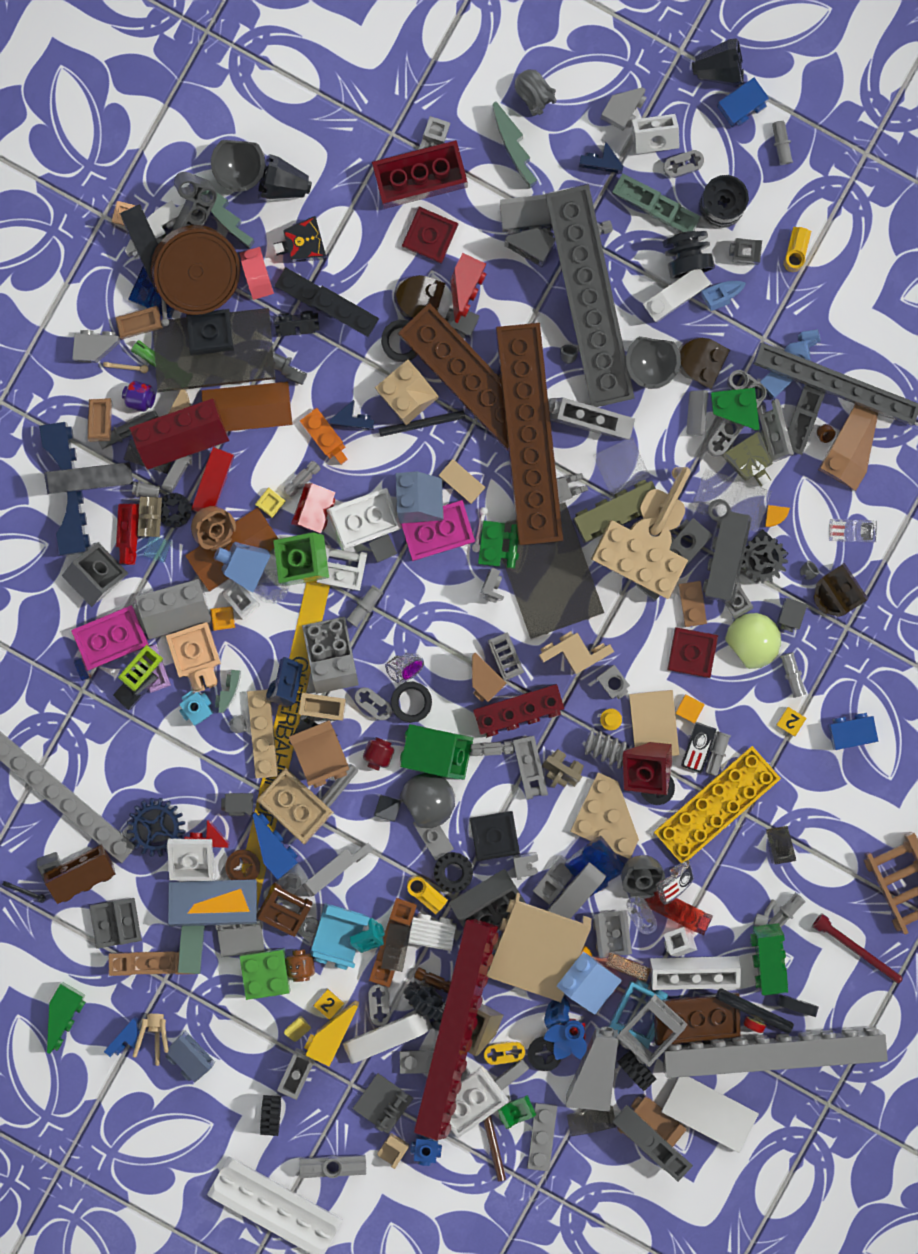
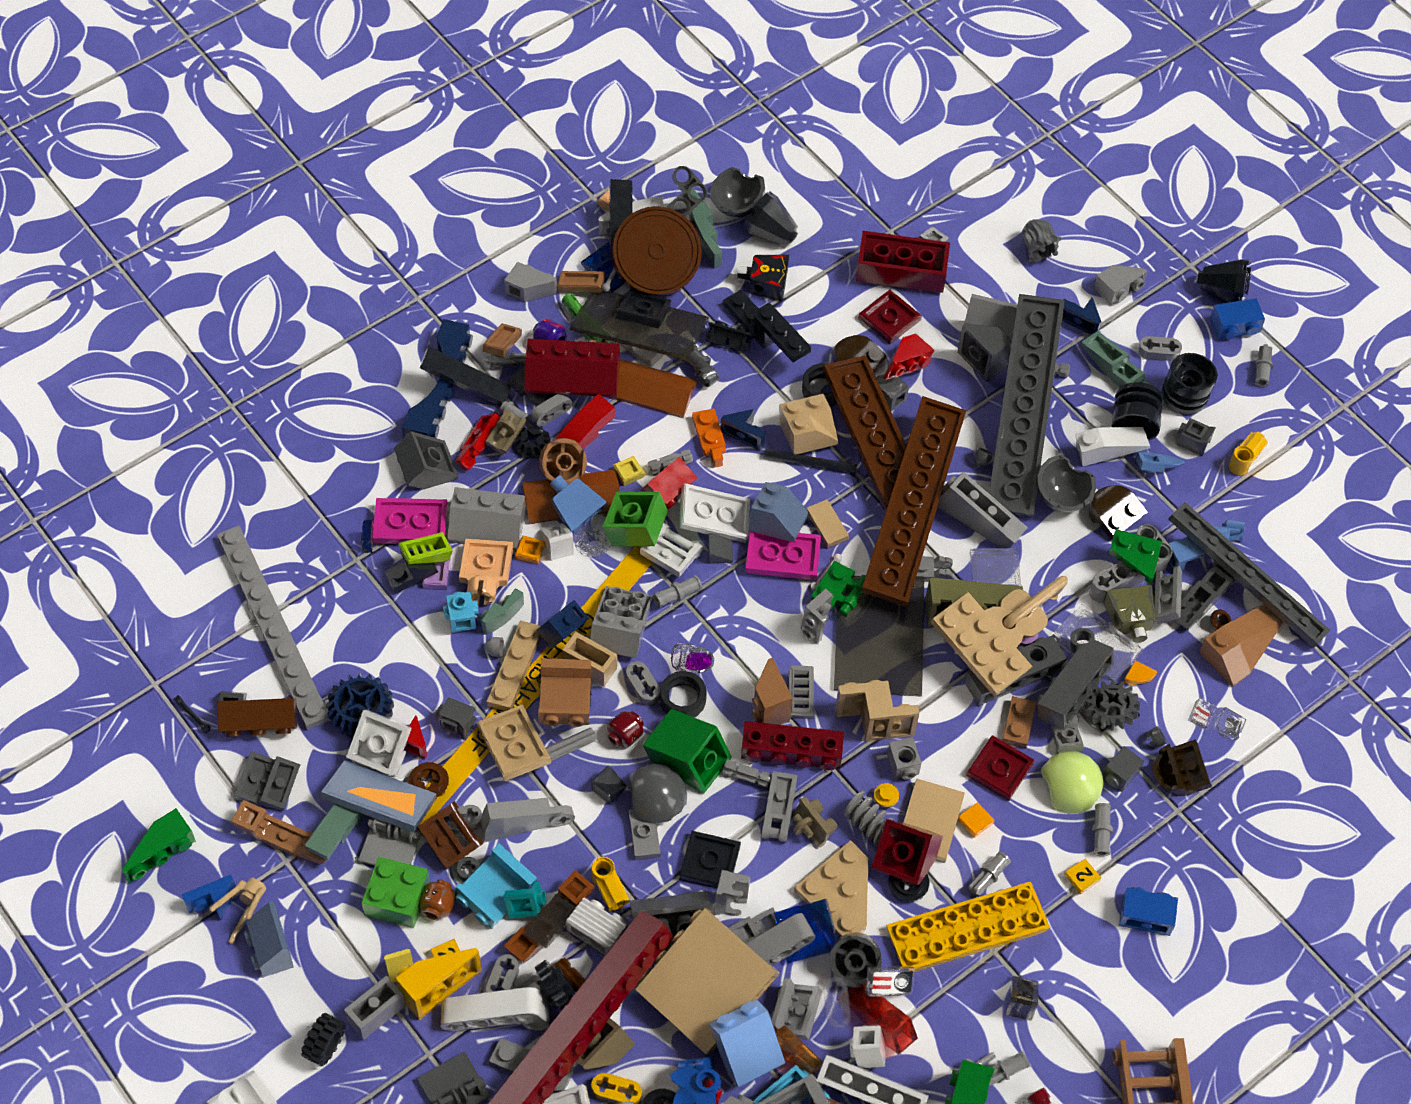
camera: 20 degrees right, 30 degrees down
(144, 368) = (534, 305): tan hinge -> none
(157, 548) = (498, 467): clear light blue tile -> none
(256, 273) = (711, 281): coral brick -> none
(274, 853) = (468, 777): blue slope -> none
(443, 881) = (648, 861): black tyre -> none
(511, 136) = (1002, 269): sand green slope -> none
(655, 133) = (1132, 301): white brick -> none
(697, 412) = (1092, 553): light grey slope -> none
(698, 747) = (970, 859): slope -> none

